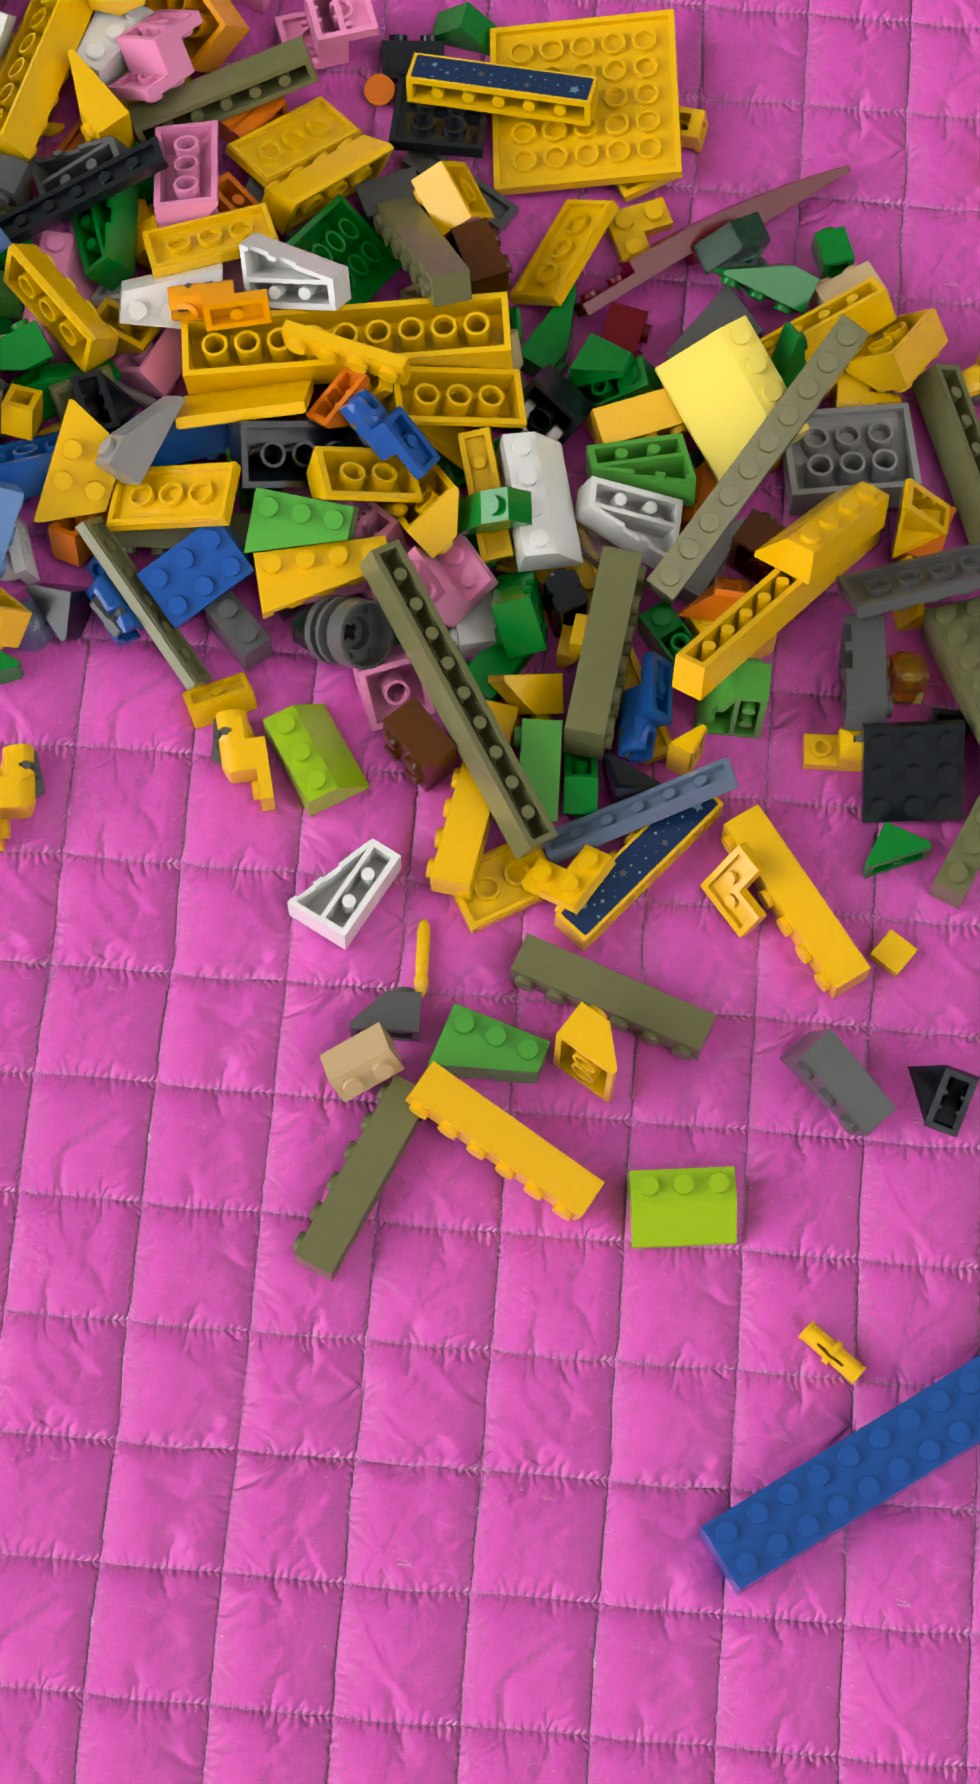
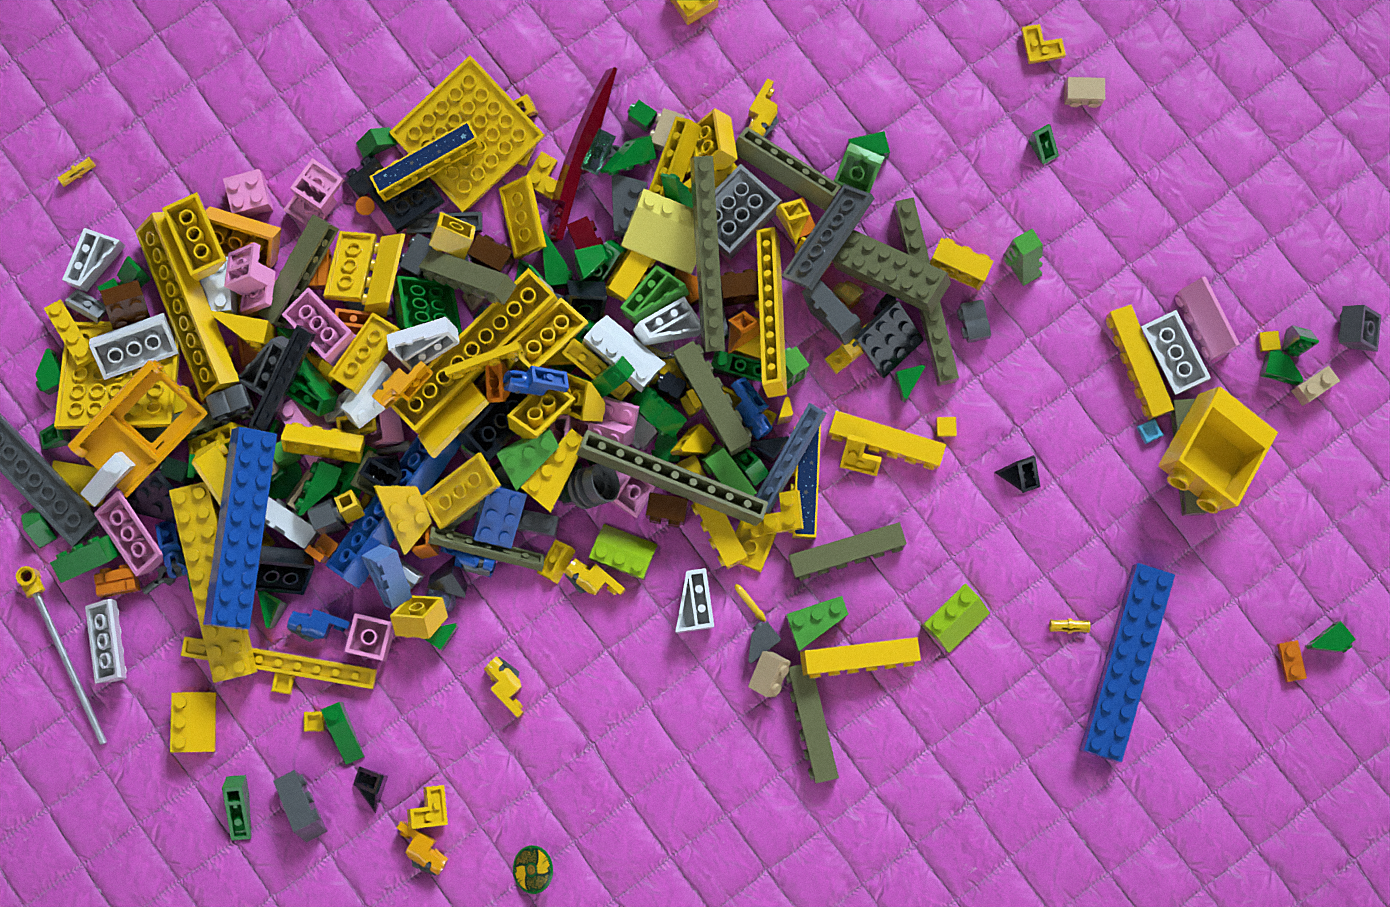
camera: 40 degrees left, 10 degrees up
(134, 445) = (422, 480): light grey slope -> none
(587, 1050) = (863, 585): yellow slope -> none
(827, 532) = (763, 262): yellow slope -> none
(839, 1081) = (973, 506): dark grey wedge -> none

